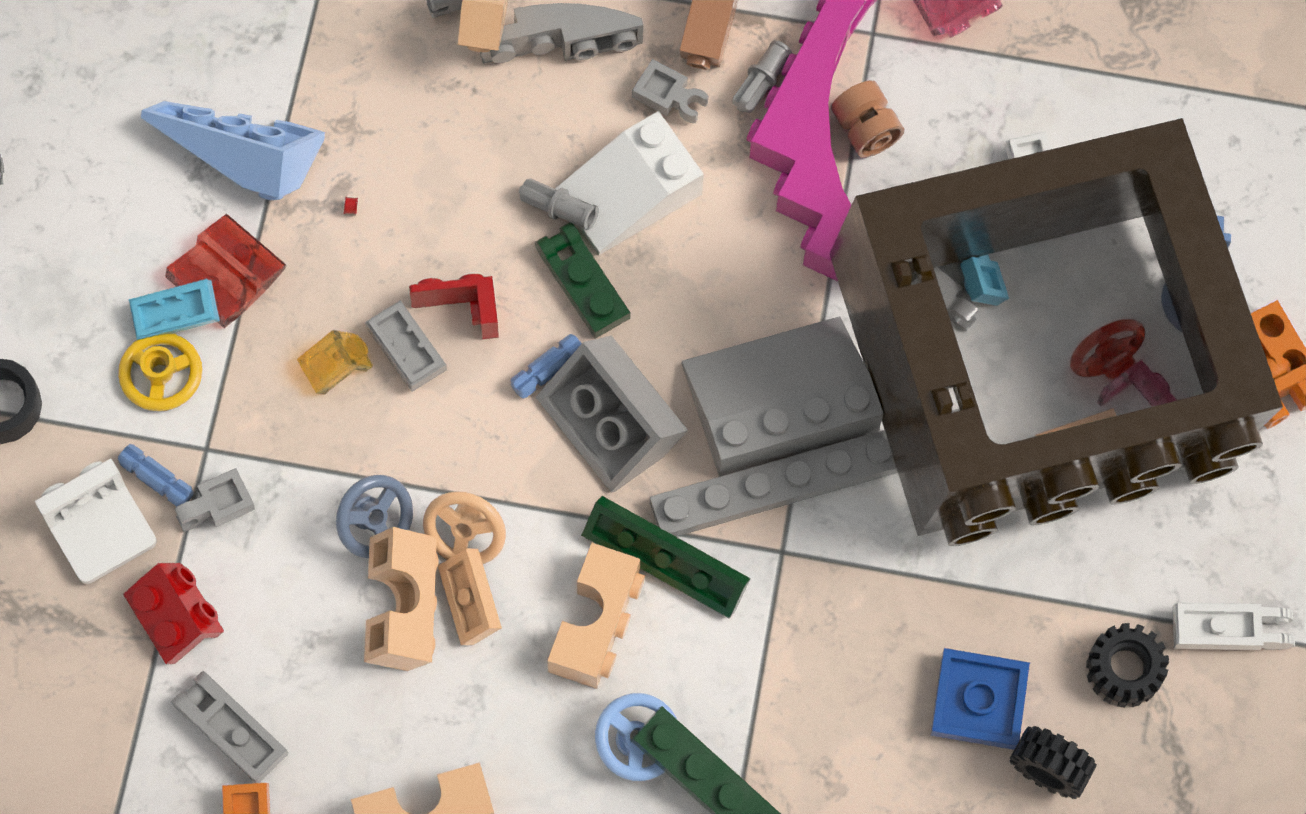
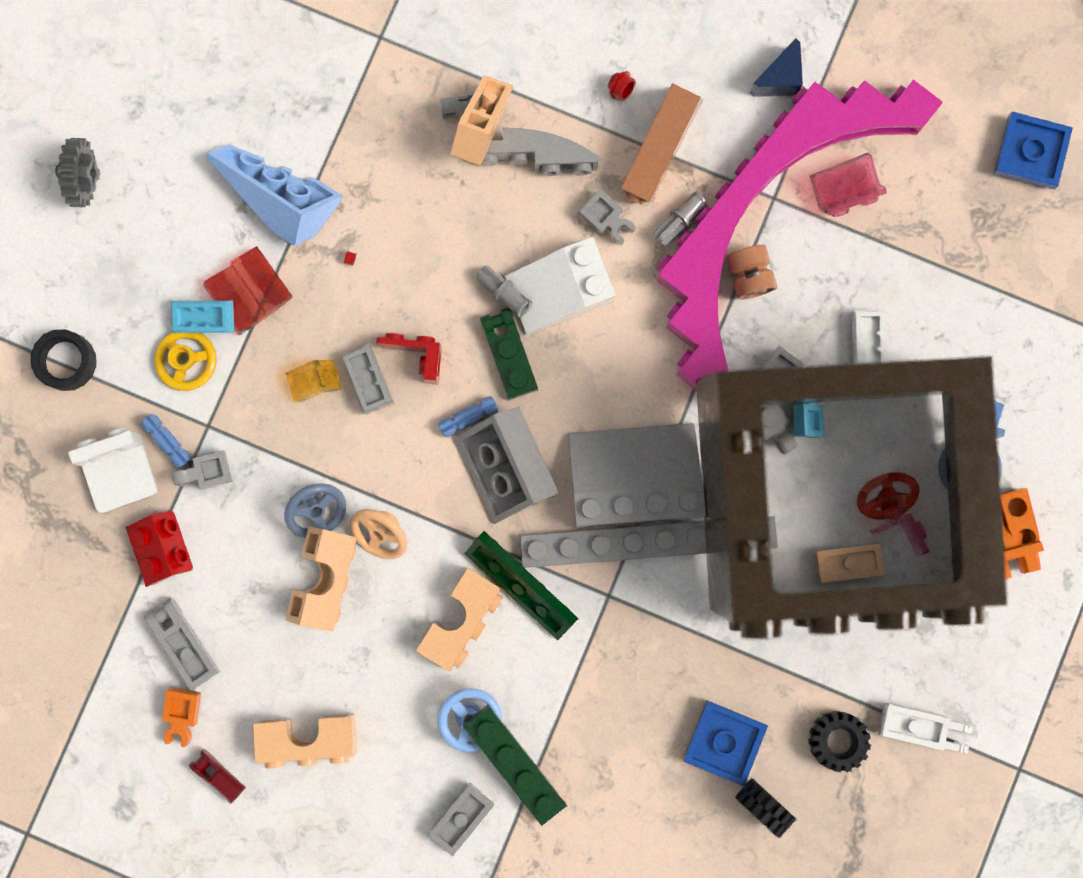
camera: 20 degrees right, 15 degrees up
(469, 596) = (372, 585): light nougat plate -> none

